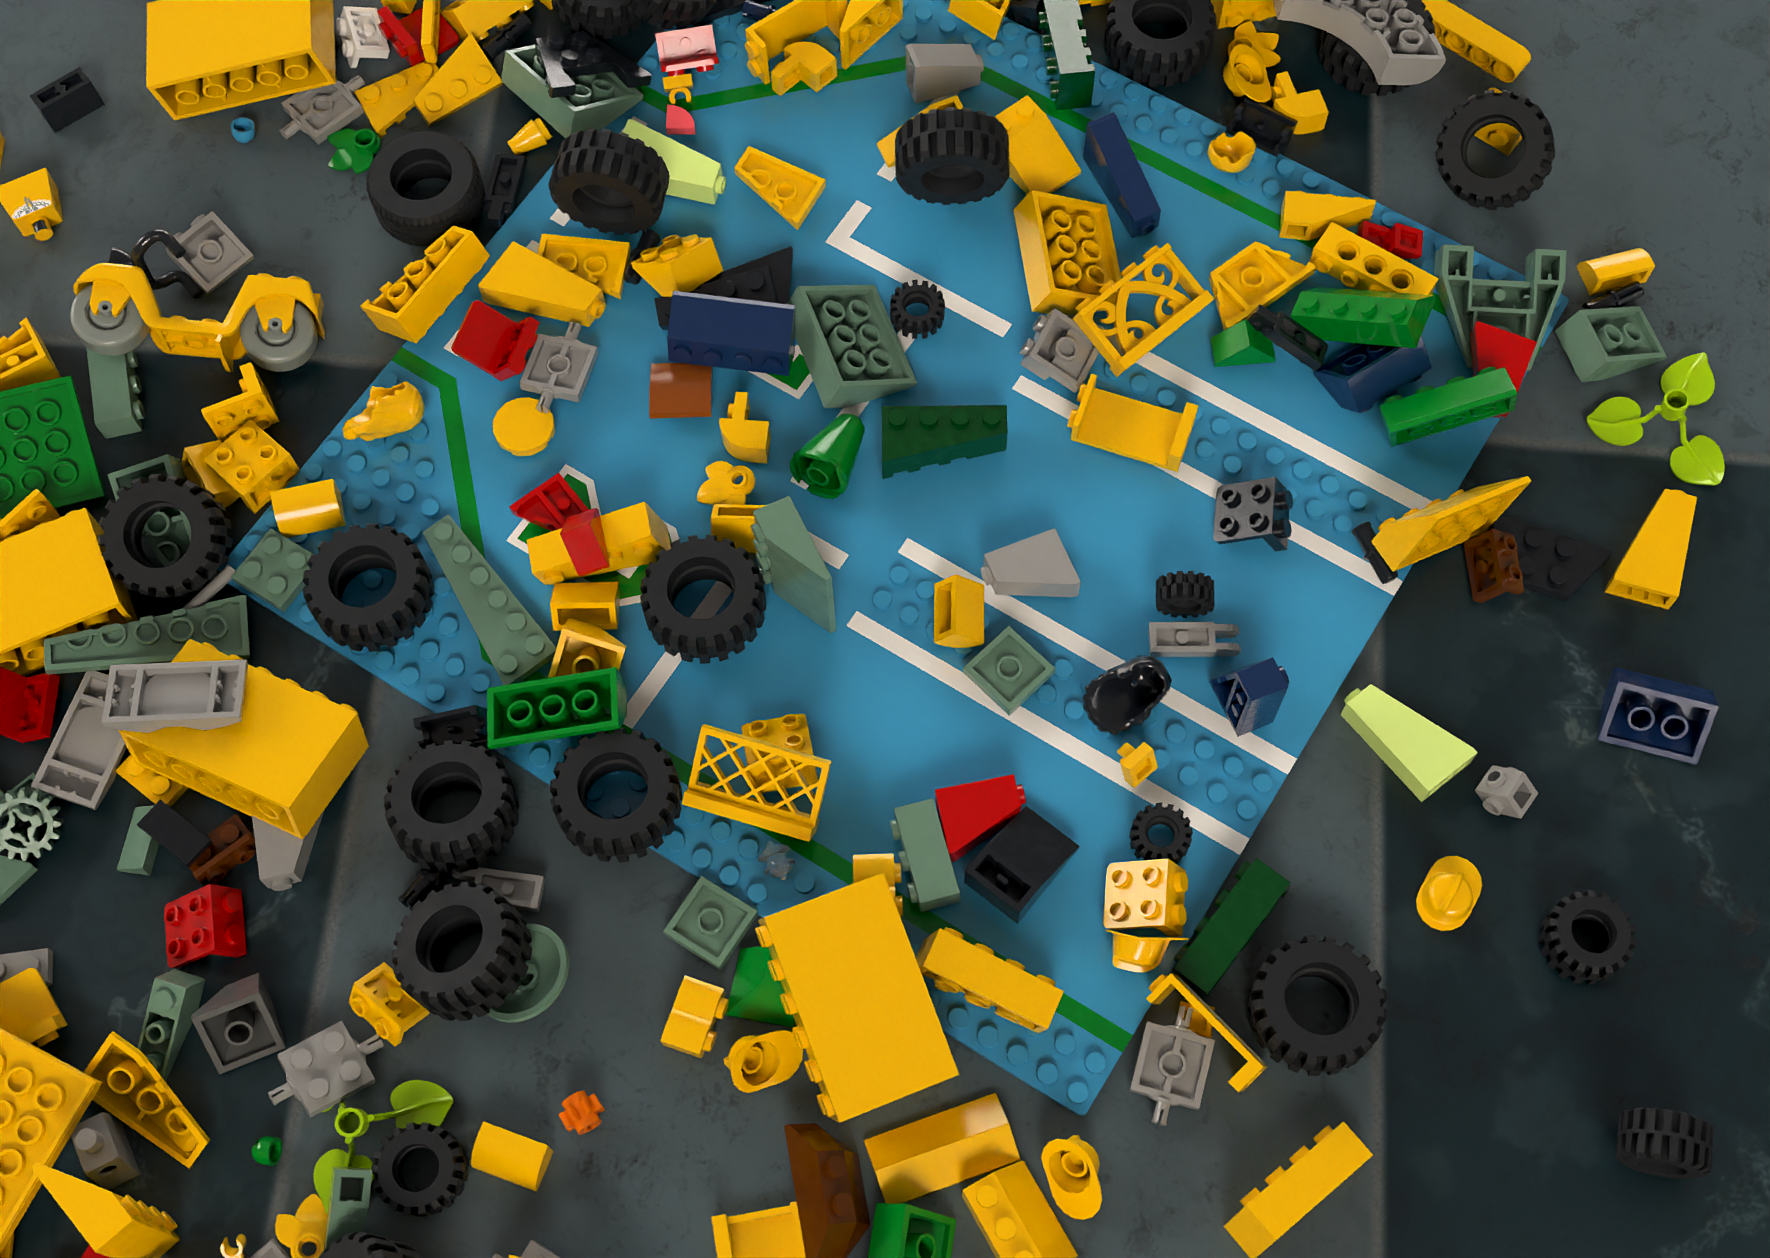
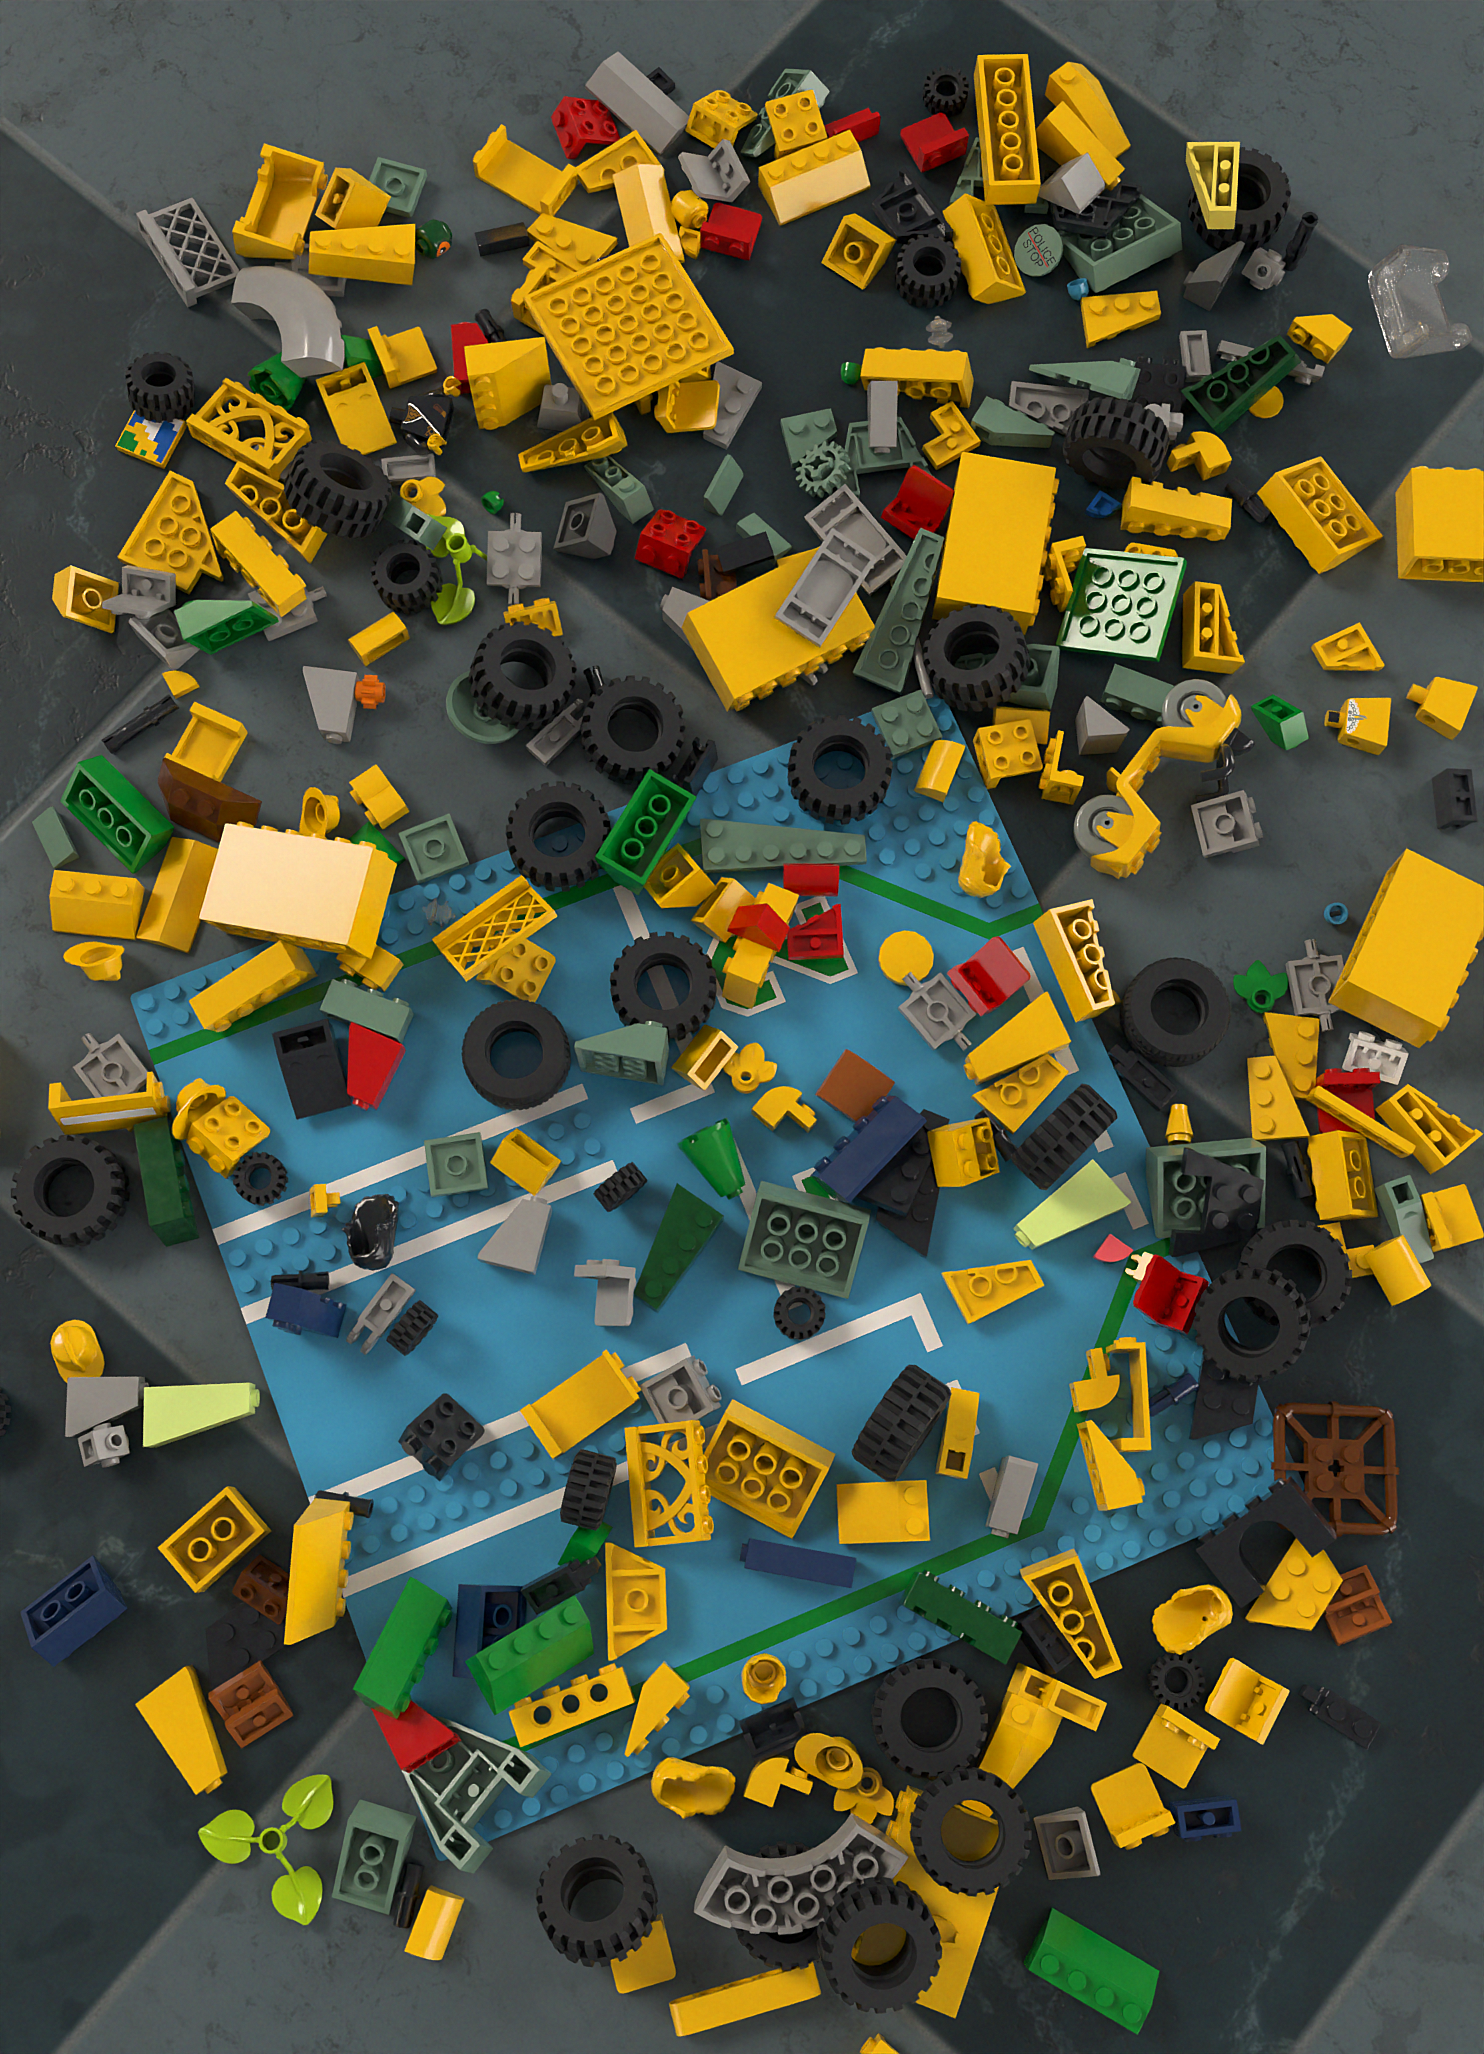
camera: 120 degrees right, 10 degrees up
(67, 261) = (1281, 722): none -> green slope
(103, 920) = (723, 486): none -> sand green slope
(175, 402) = (1098, 729): none -> light grey slope
(499, 546) = (811, 879): none -> red brick
(620, 1145) = (332, 701): none -> light grey slope
(859, 641) = (508, 1018): none -> black tyre
(921, 510) = (620, 1187): none -> black tyre
(1021, 454) = (613, 1290): none -> light grey bracket
(1200, 357) = (588, 1489): none -> black tyre
(1223, 728) = (305, 1281): none -> black axle
(1357, 162) = (692, 1787): none -> yellow piece
(1399, 239) = (592, 1748): red slope -> none
(1469, 827) = (100, 1401): none -> light grey slope
(1496, 635) = (214, 1539): none -> yellow brick
(1591, 517) = (250, 1704): none -> dark orange slope

